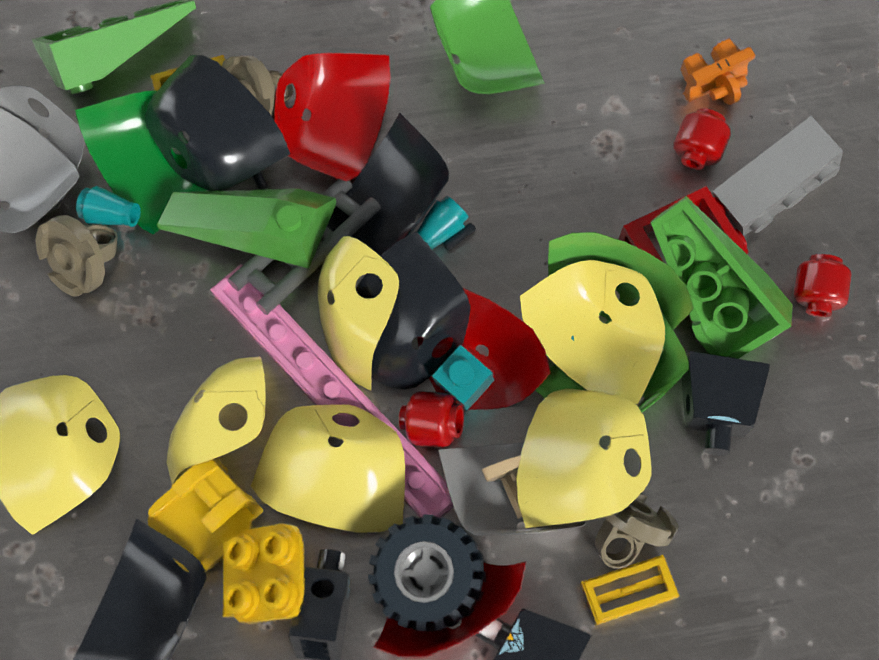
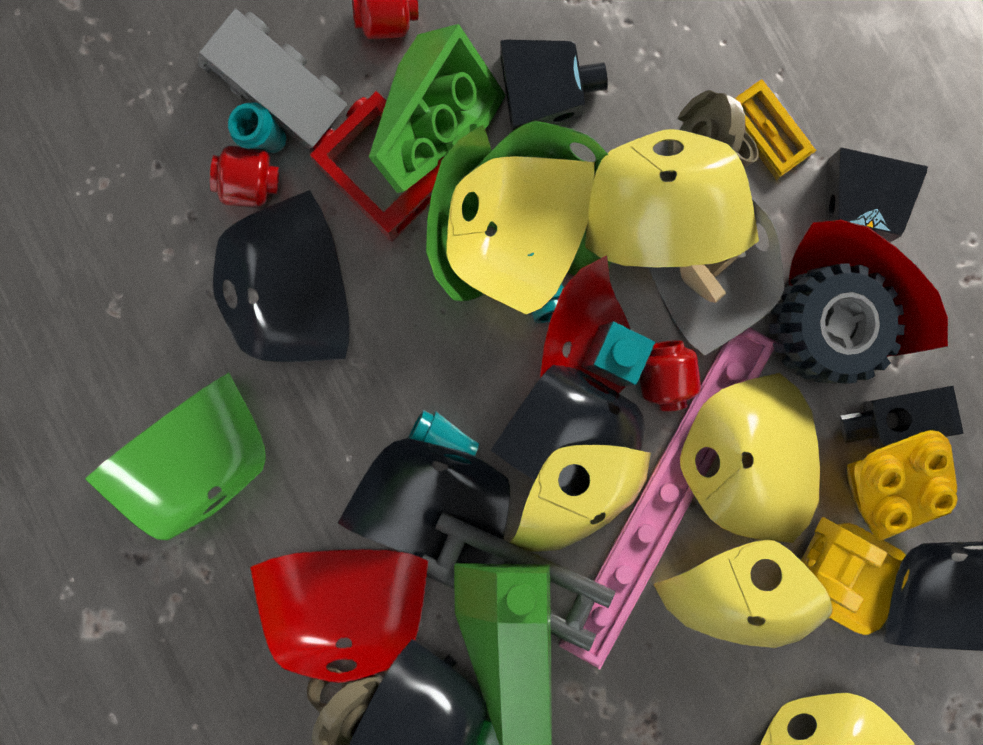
camera: 110 degrees left, 15 degrees up
(458, 237) = (431, 407): black piece -> none
(623, 161) = (298, 279): none -> black piece
(718, 79) = (128, 169): orange hips -> none
(738, 150) = (255, 128): none -> teal cone

